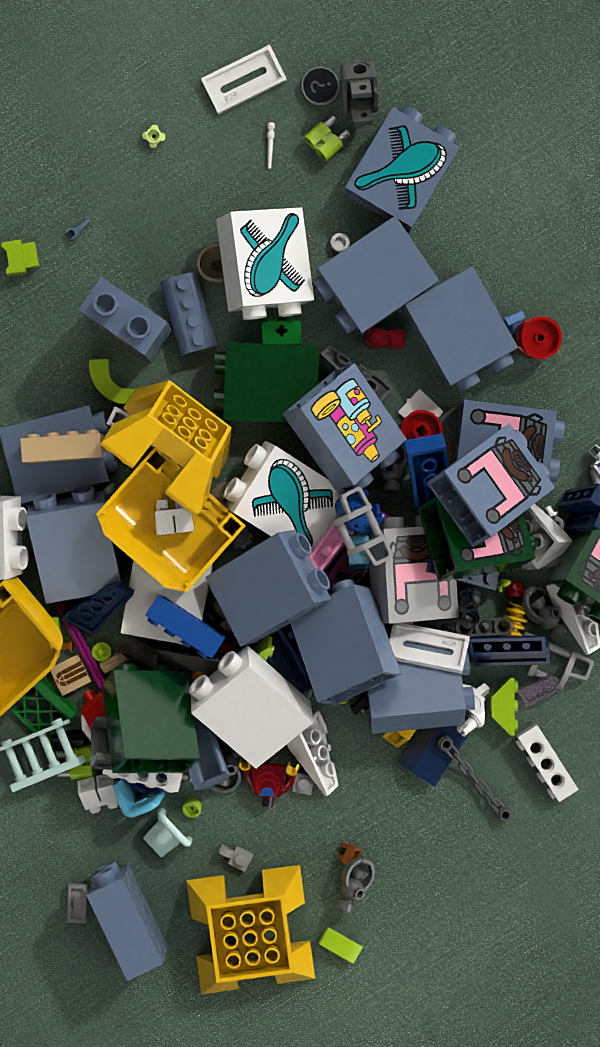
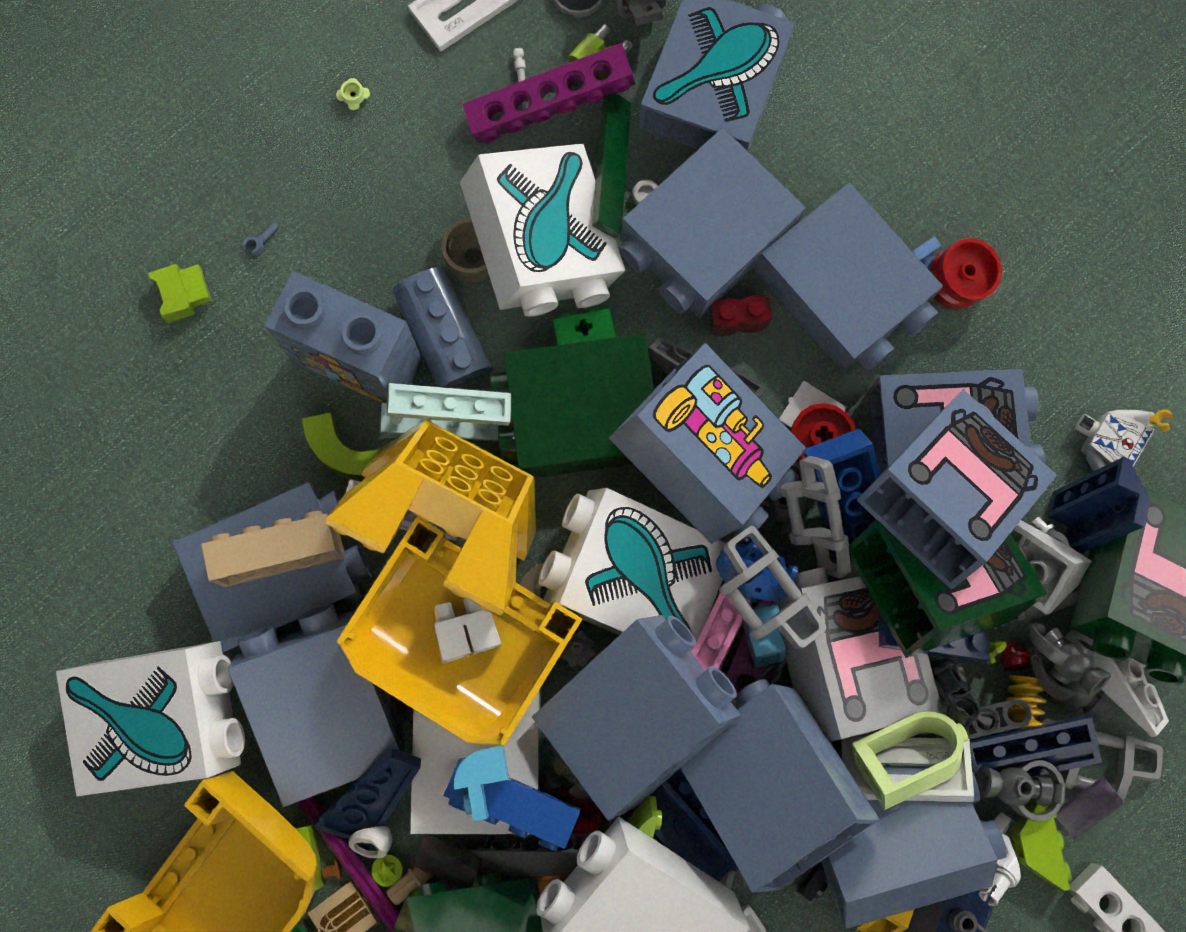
camera: 10 degrees left, 10 degrees down
(99, 630) = (378, 836): none -> white piece
(169, 604) = (479, 769): none -> medium azure brick
(182, 374) = (459, 411): none -> light aqua fence
(237, 167) = (534, 89): none -> magenta brick
(319, 222) = (611, 165): none -> dark green tile
(403, 635) = (877, 778): none -> yellowish green window
(406, 498) = (821, 537): none -> light grey bar
(494, 669) = (1017, 787): none -> dark grey piece
(544, 597) = (1070, 659): none -> dark grey piece

